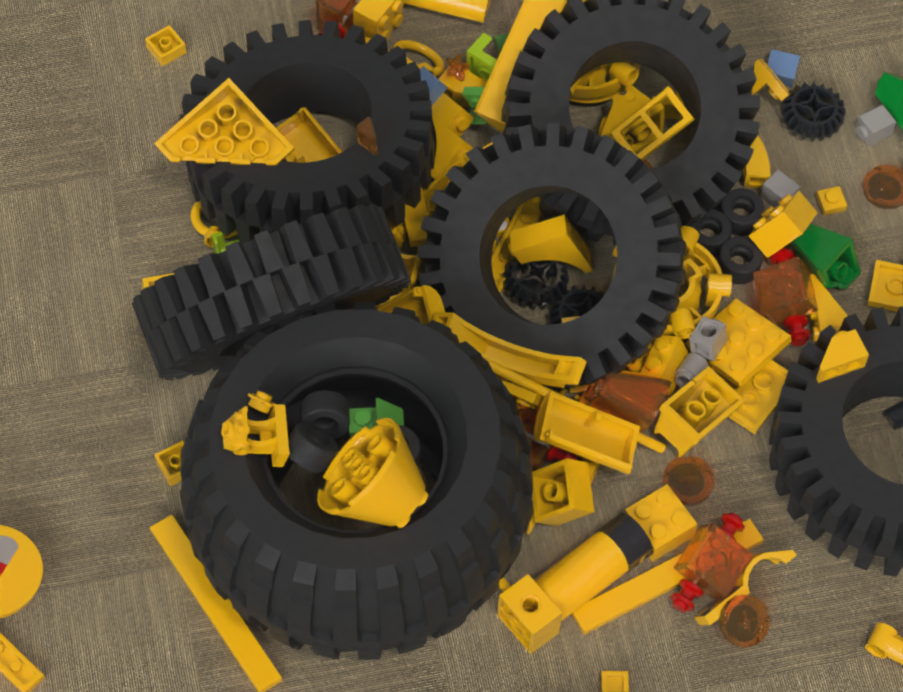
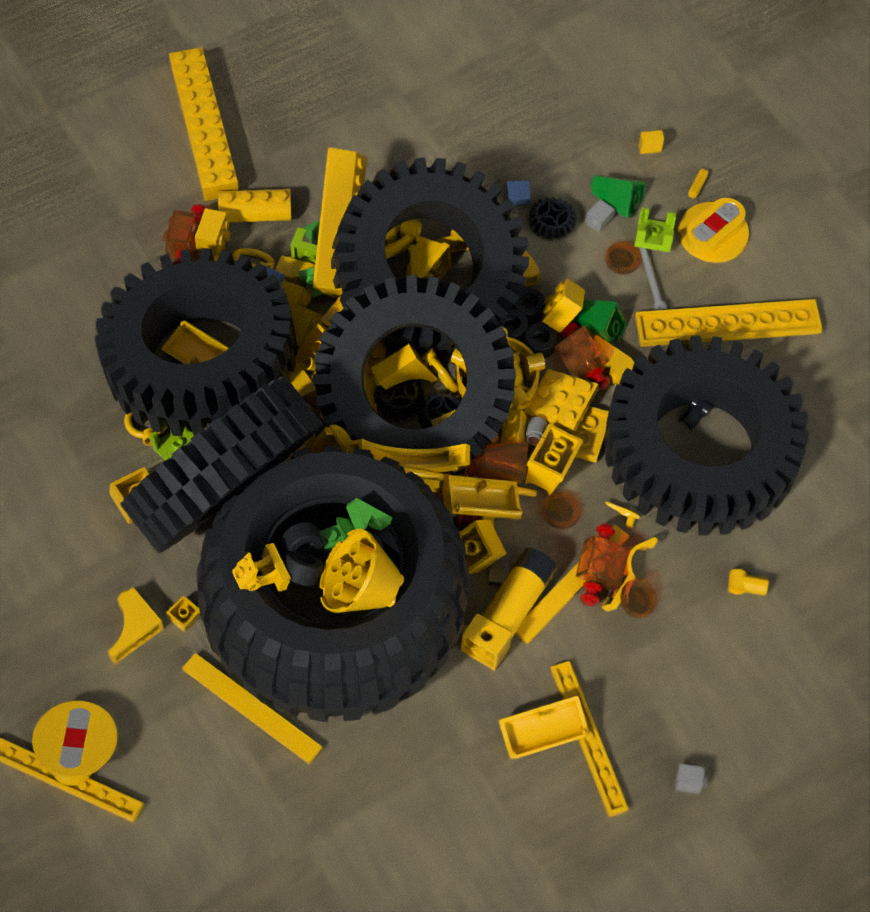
camera: 20 degrees left, 0 degrees up
(116, 460) = (139, 625): none -> yellow arch
(165, 45) = (58, 304): yellow piece -> none
(225, 130) = (139, 353): yellow slope -> none
(261, 401) = (254, 546): yellow plate -> none
(366, 136) = (247, 327): clear orange slope -> none
(410, 403) = (364, 514): none -> bright green slope
(456, 67) = (287, 260): clear orange plant -> none
(589, 243) = (430, 358): none -> yellow piece
(603, 490) = (500, 569): none -> dark tan tile
(642, 112) = (460, 268): yellow window -> none
(663, 520) = (557, 543): yellow brick -> none
(708, 338) = (541, 403): light grey brick -> none
(766, 76) = (521, 208): yellow slope -> none
(774, 512) = (630, 514): none -> yellow bar
(777, 187) = (549, 280): light grey brick -> none
(831, 200) = (588, 279): yellow plate -> none
(842, 356) = (645, 387): yellow slope -> none

